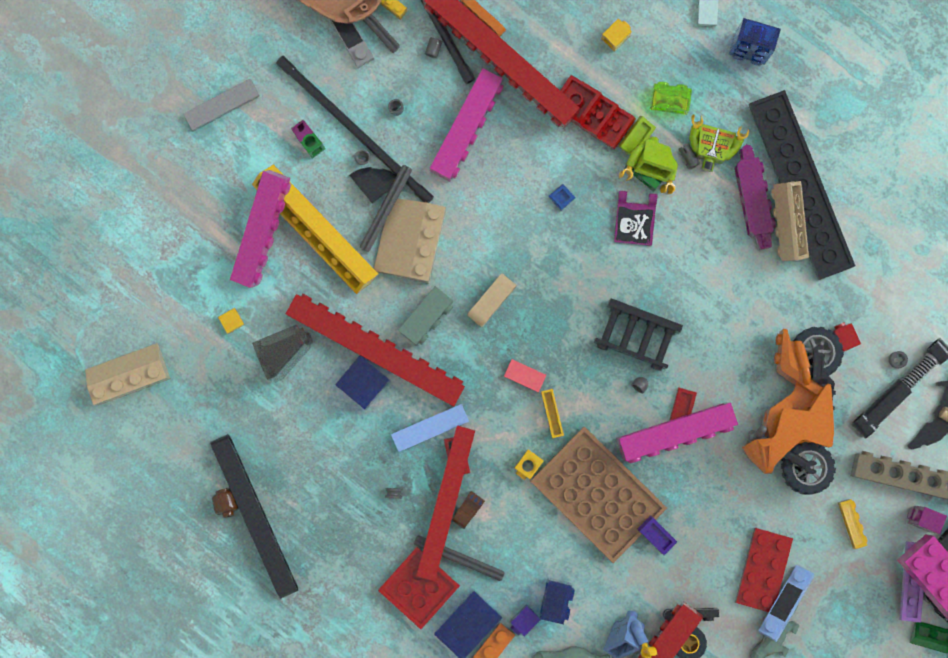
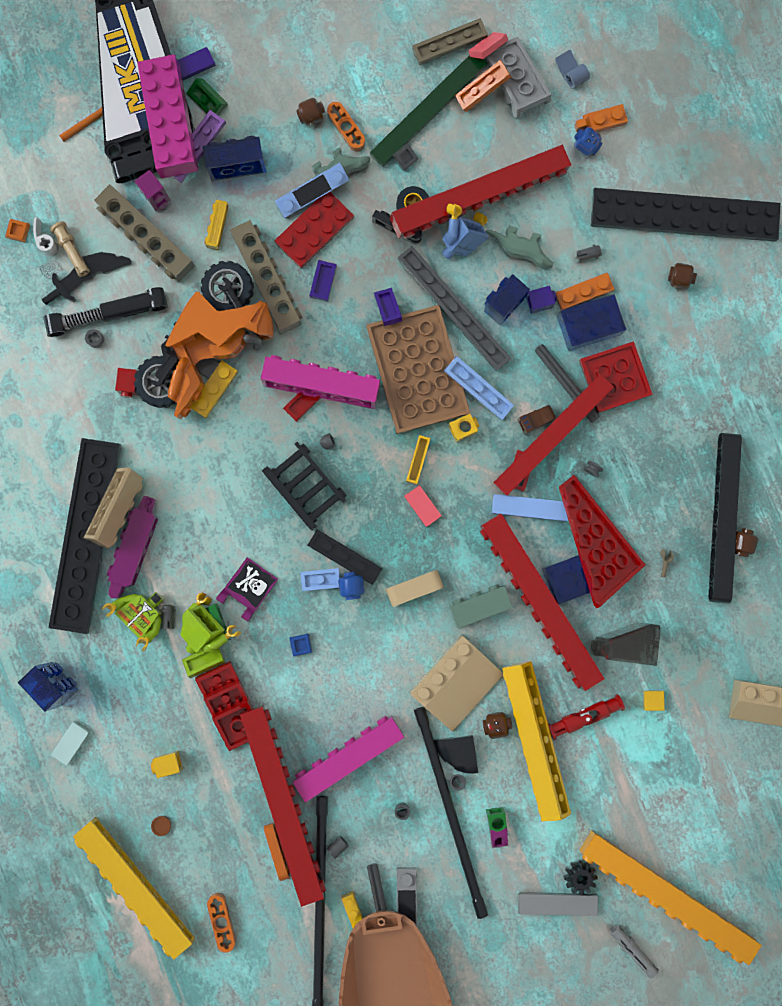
camera: 160 degrees left, 0 degrees up
(130, 162) = (669, 897): none -> light orange brick
(144, 104) = (628, 944): none -> light grey pin
(215, 130) = (587, 873): none -> black gear
(260, 229) = (586, 768): dark pink brick -> none
(285, 448) = (666, 560): none -> dark tan hand
(288, 266) = (577, 720): none -> red piece
(347, 425) = (602, 549): none -> red wing
(355, 223) = (497, 725): none -> reddish brown head
(385, 208) = (462, 723): dark grey axle -> none
(535, 507) = (478, 388): none -> light blue plate
(547, 270) = (351, 586): none -> blue head
(567, 293) = (344, 556): none -> black tile
(577, 261) = (320, 579): none -> light blue plate
(598, 568) = (454, 308): none -> dark grey plate
(670, 98) = (153, 678): clear neon green brick -> none
(728, 527) = (323, 280): none -> dark purple tile
(766, 375) = (214, 389): none -> yellow plate
(783, 390) = (207, 366): none -> dark grey tile
(824, 525) = (245, 233): none -> dark tan brick
(872, 591) = (234, 158): none -> clear blue brick

